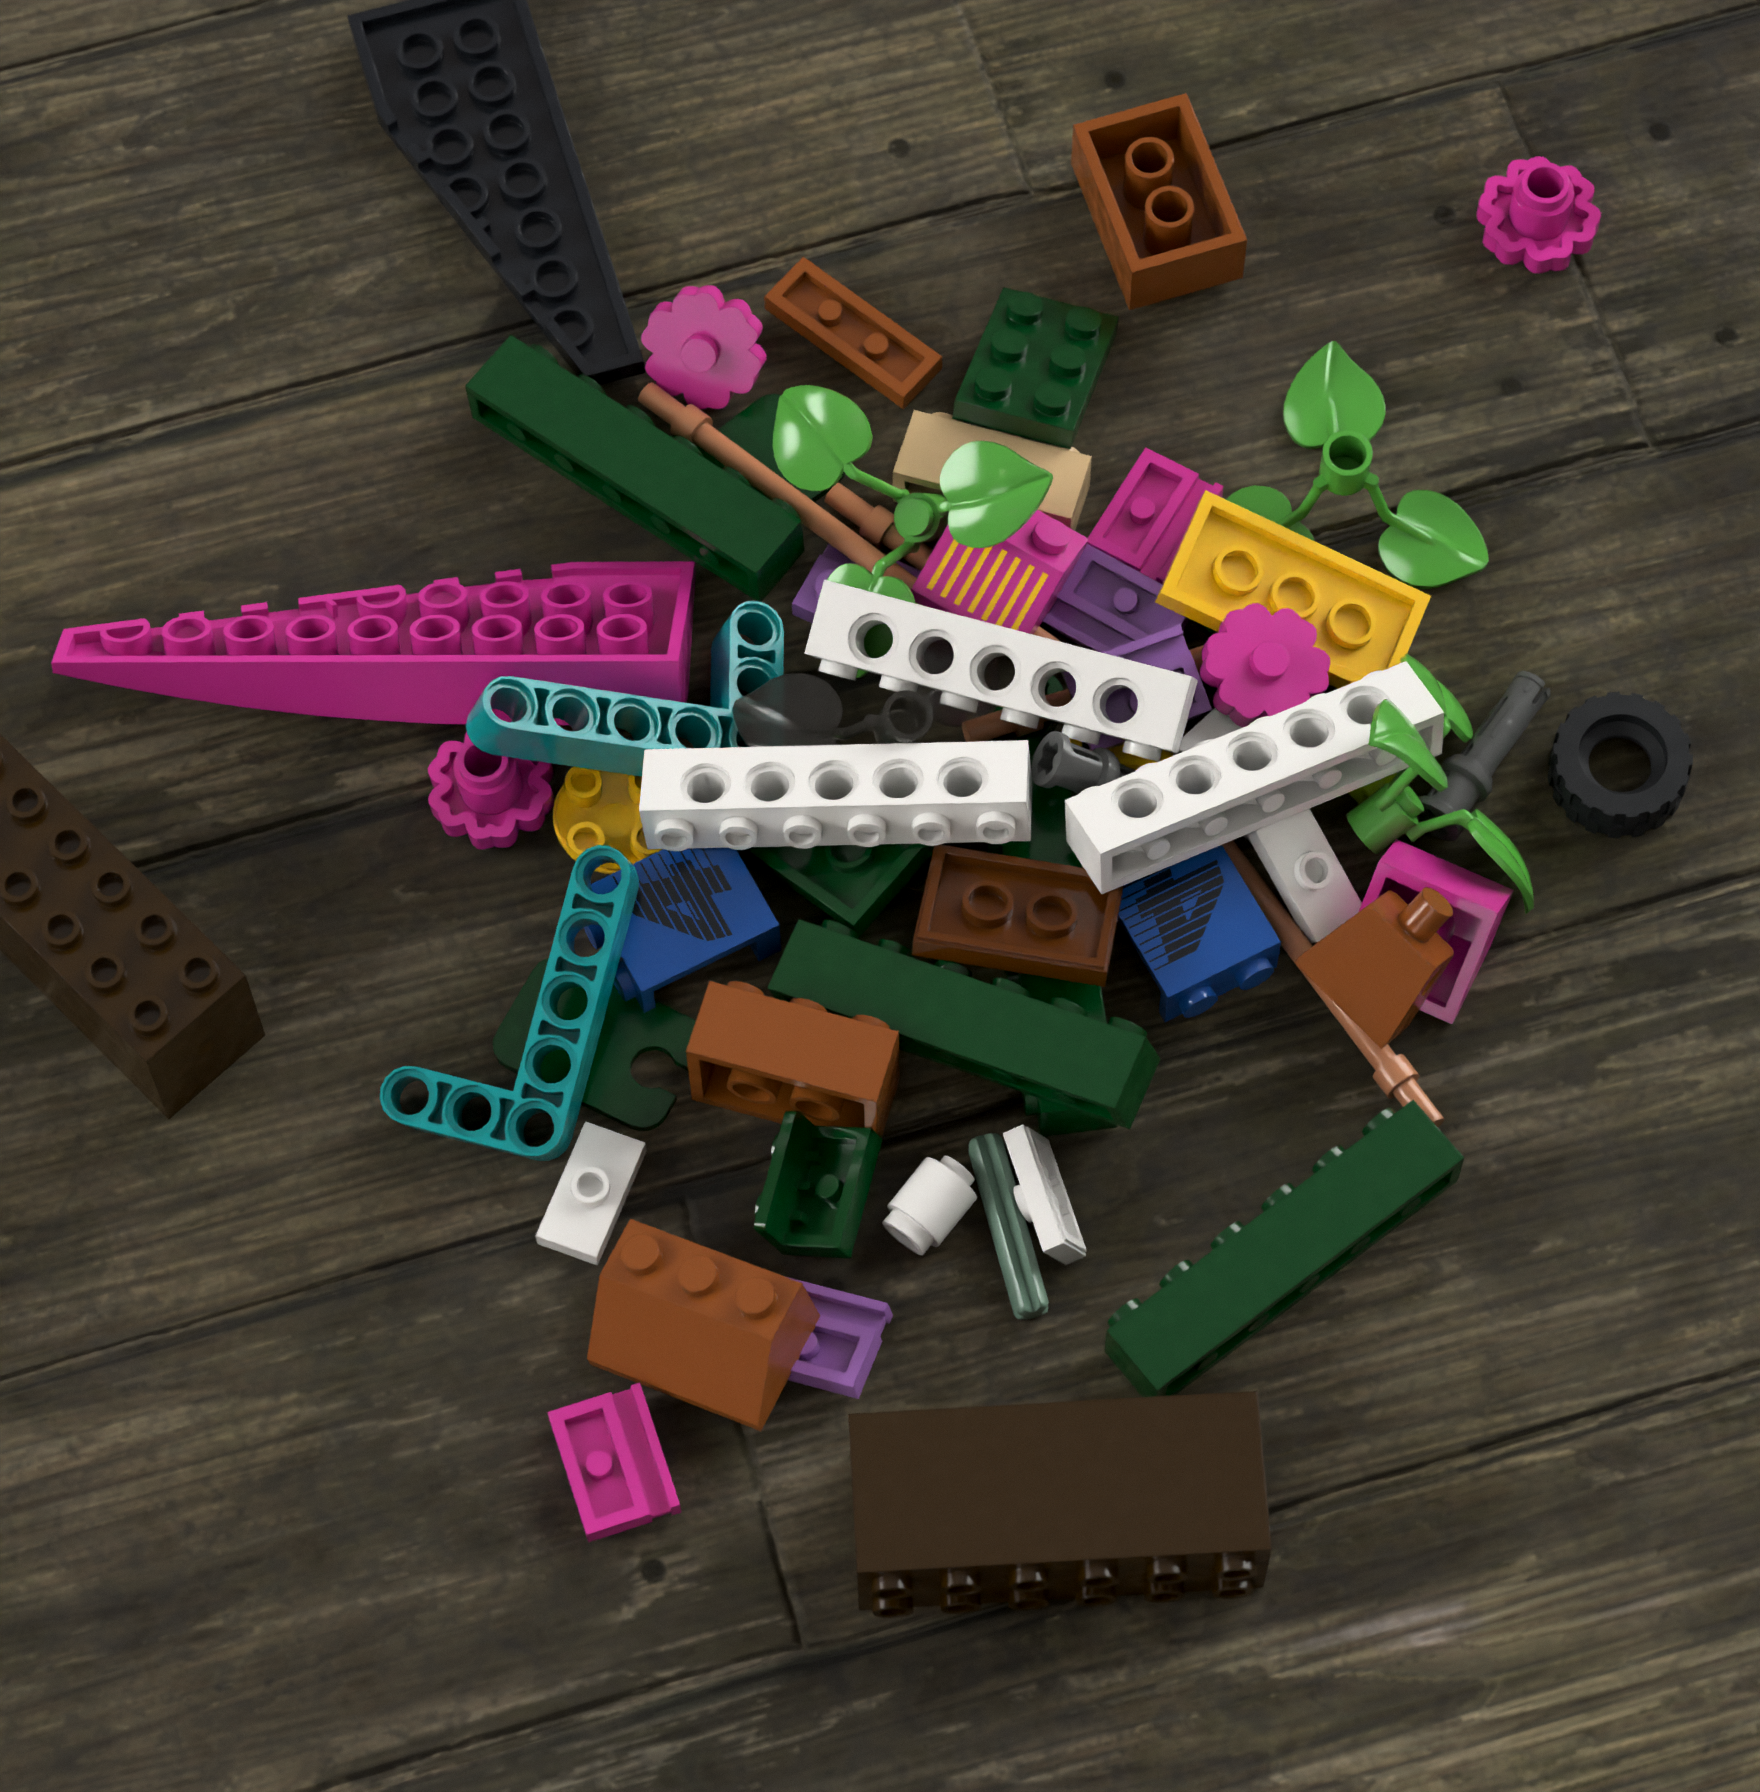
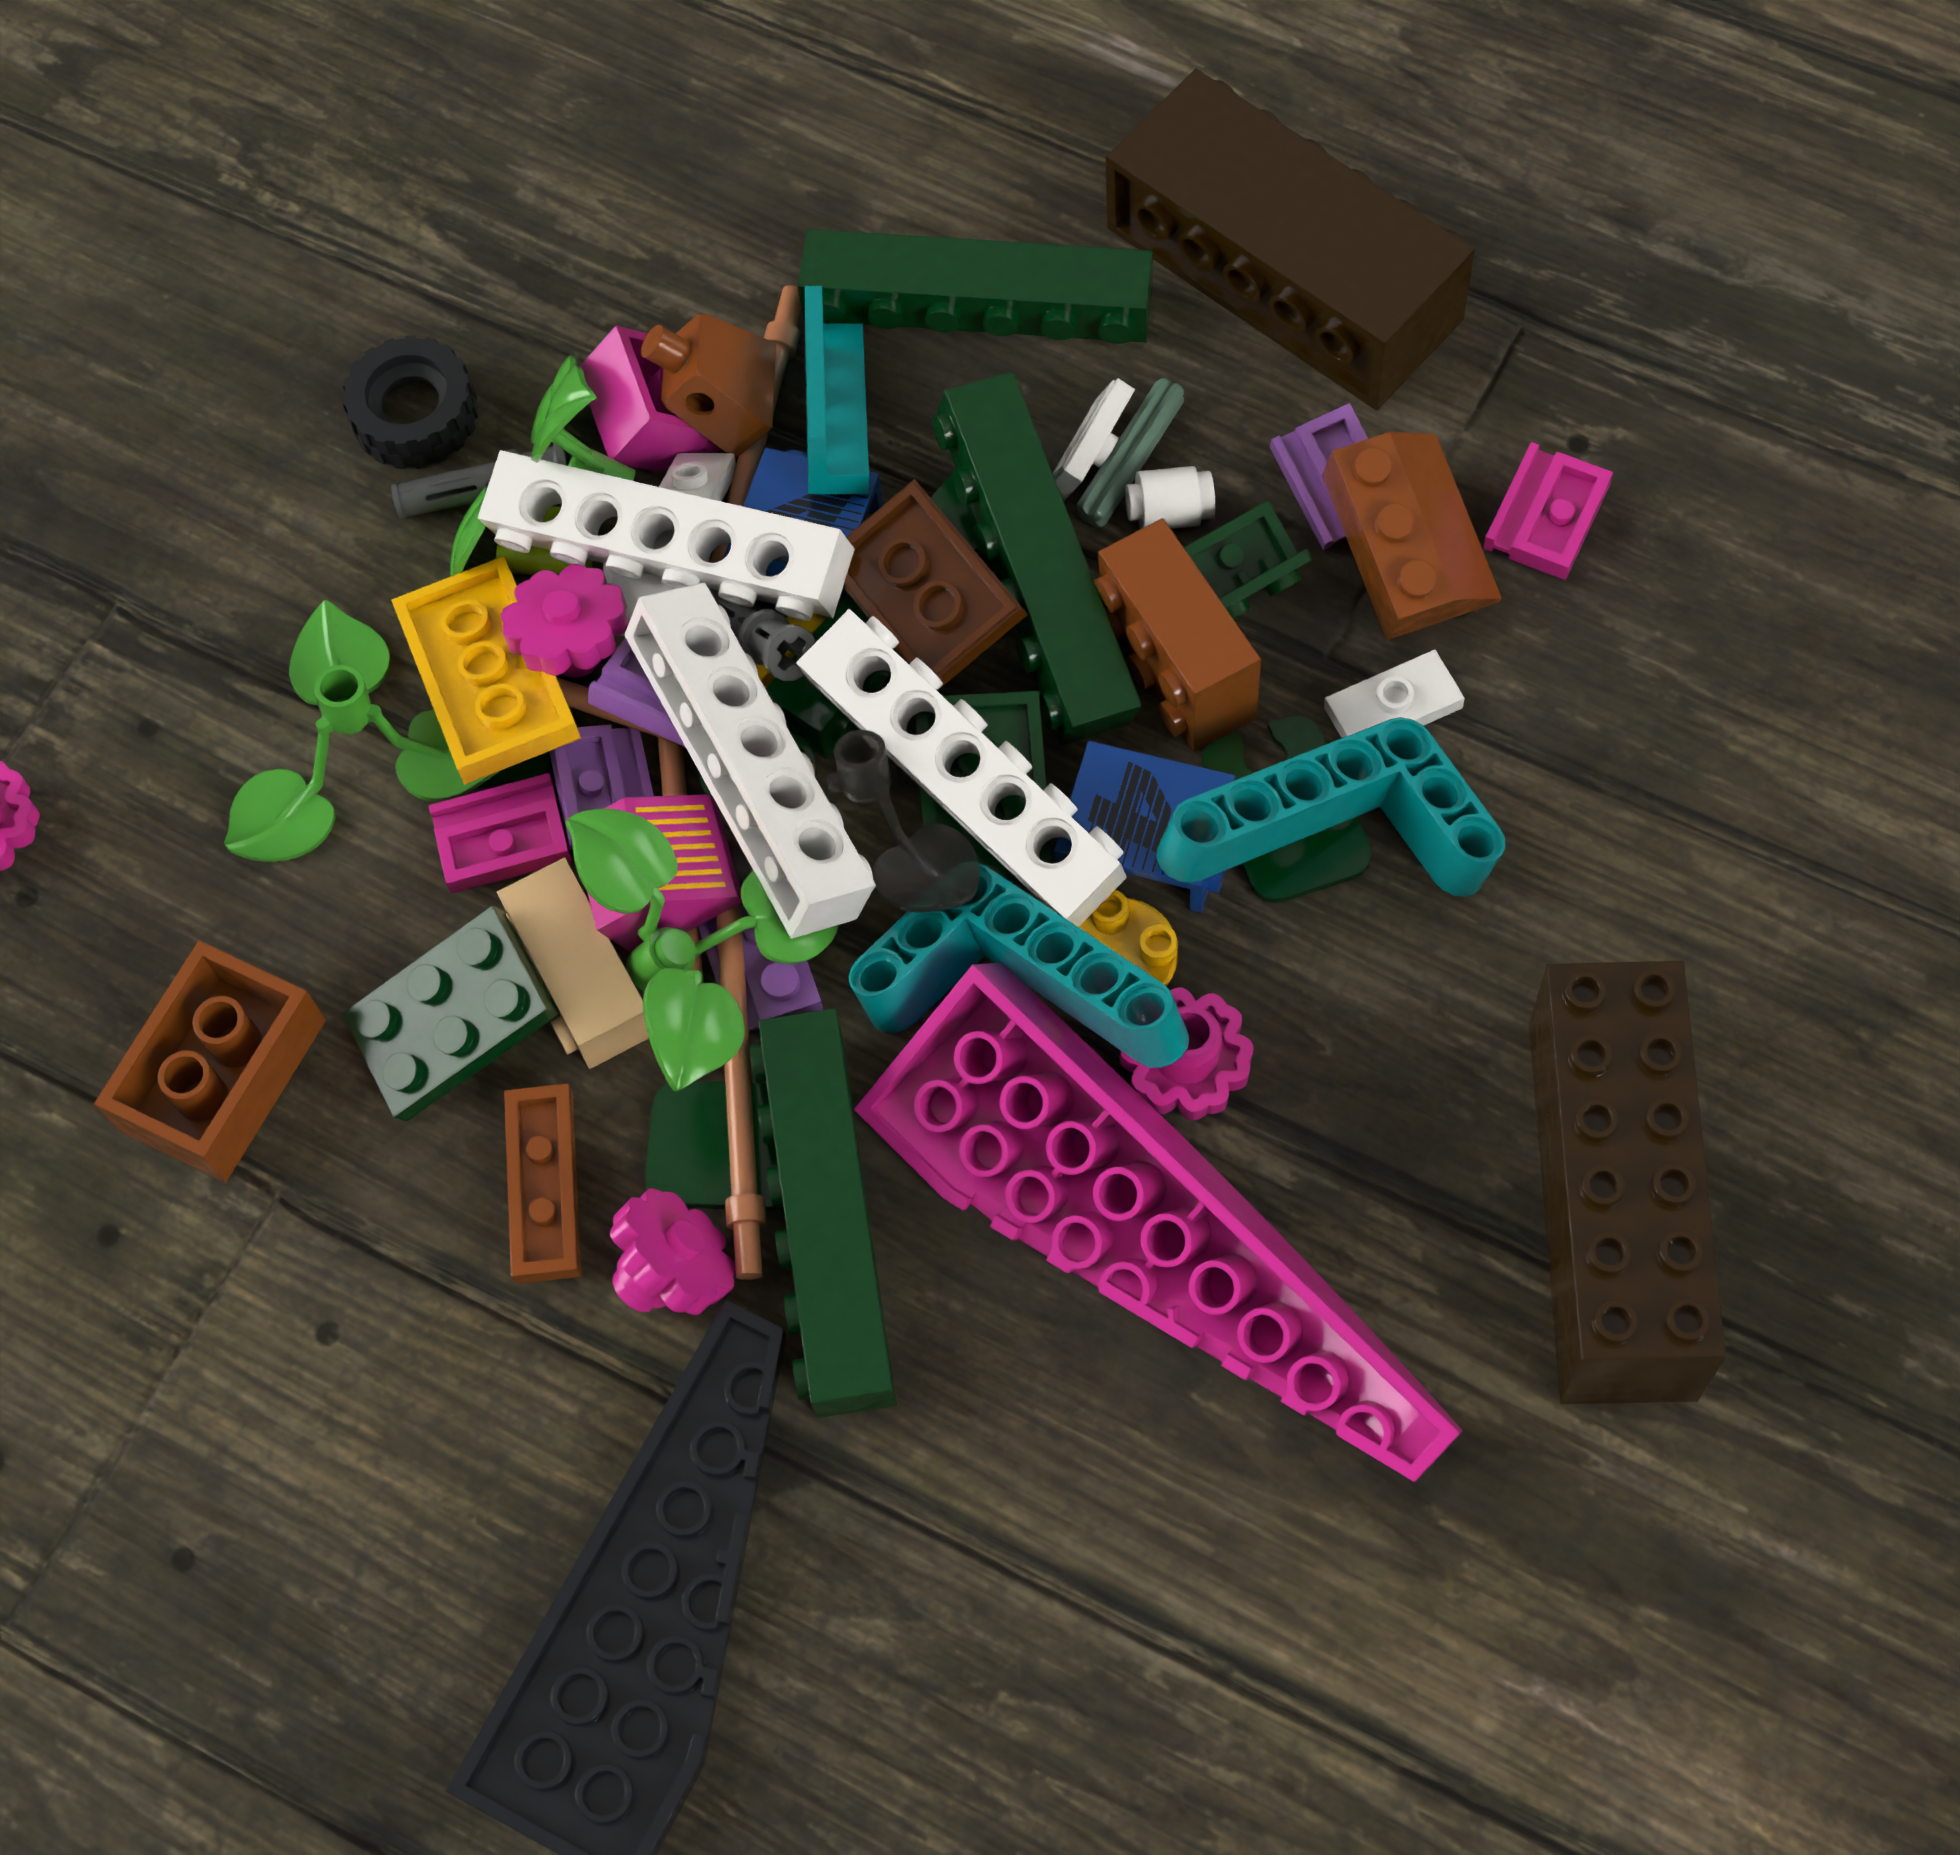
camera: 130 degrees left, 0 degrees up
(1274, 1028) = (834, 403): none -> teal fence

